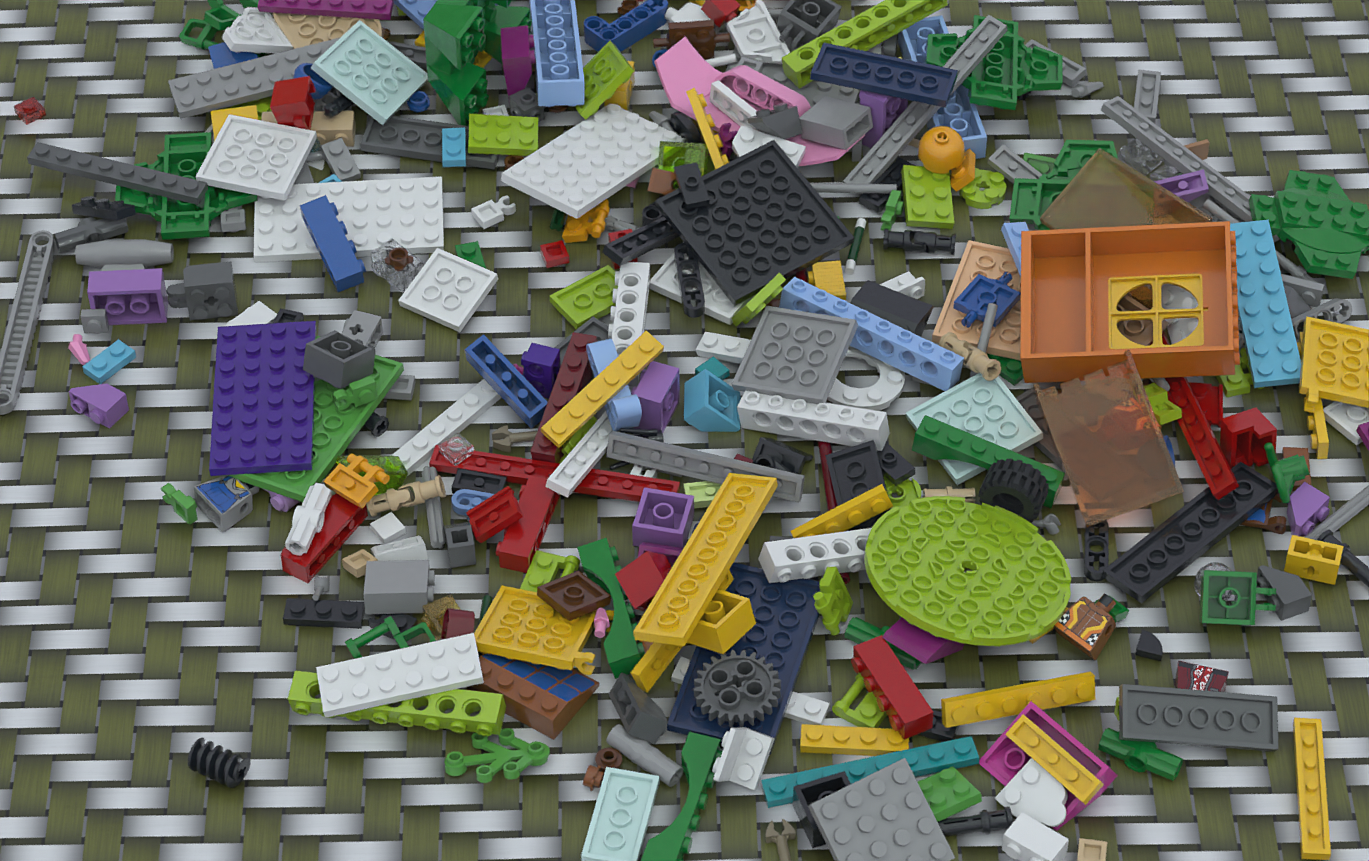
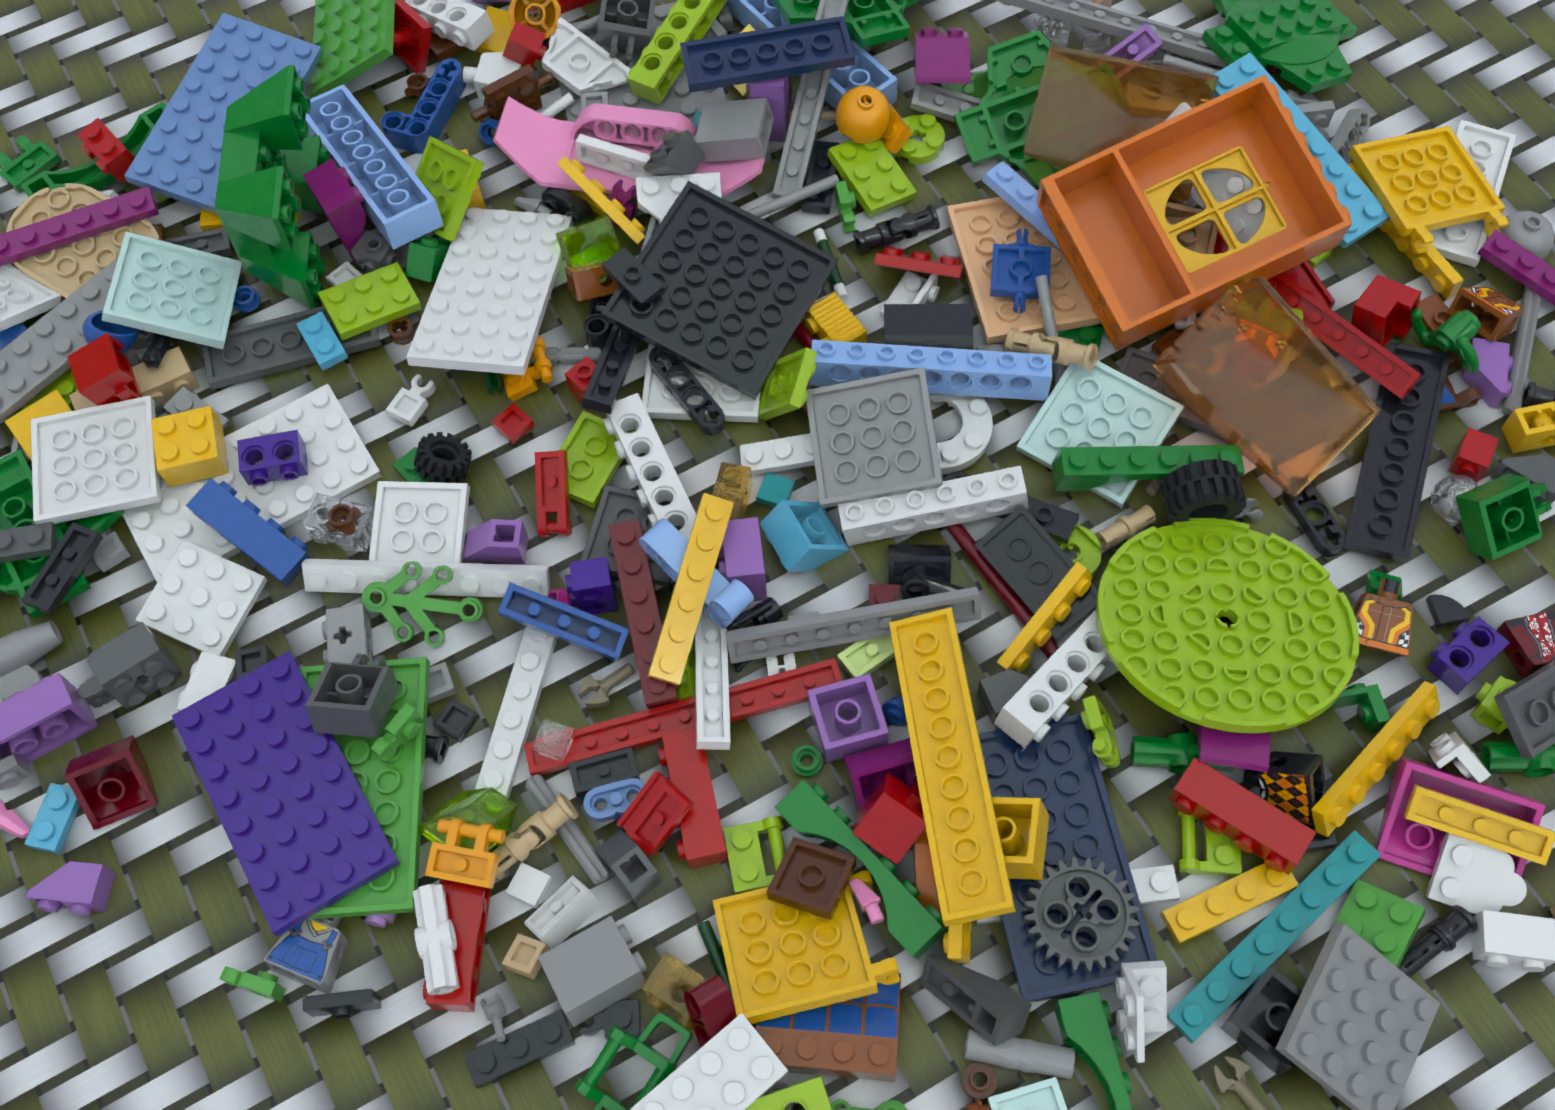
camera: 25 degrees left, 15 degrees up
(157, 355) = (112, 782): none -> dark red slope
(198, 213) = (62, 569): none -> black plate
(228, 537) = (341, 1004): none -> black plate
(278, 272) = (201, 599): none -> white plate
(324, 173) = (189, 446): none -> yellow brick
(375, 204) = (272, 451): none -> dark purple brick
(401, 416) = (456, 720): none -> black tile
(419, 332) = (417, 602): none -> bright green plant
(424, 317) = (467, 580): none -> white plate
(490, 253) = (443, 447): none -> black tyre
(496, 320) = (497, 542): none -> medium lavender slope
(552, 305) = (552, 493): none -> red plate
(559, 121) = (426, 257): none -> green slope
(620, 537) = (806, 751): none -> green plate
(681, 353) = (734, 485): none -> clear yellow brick
(917, 265) = (919, 262): none -> red plate
(941, 681) = (1292, 783): none -> black torso
(1035, 135) = (942, 56): none -> magenta slope
(1036, 663) = (1370, 703): none -> green bracket
(1077, 721) = (1453, 748): none -> white bracket
(1139, 669) = (1469, 656): none -> dark purple brick
(1247, 556) = (1473, 454): none -> red brick
(1332, 471) = (1494, 310): none -> dark orange torso

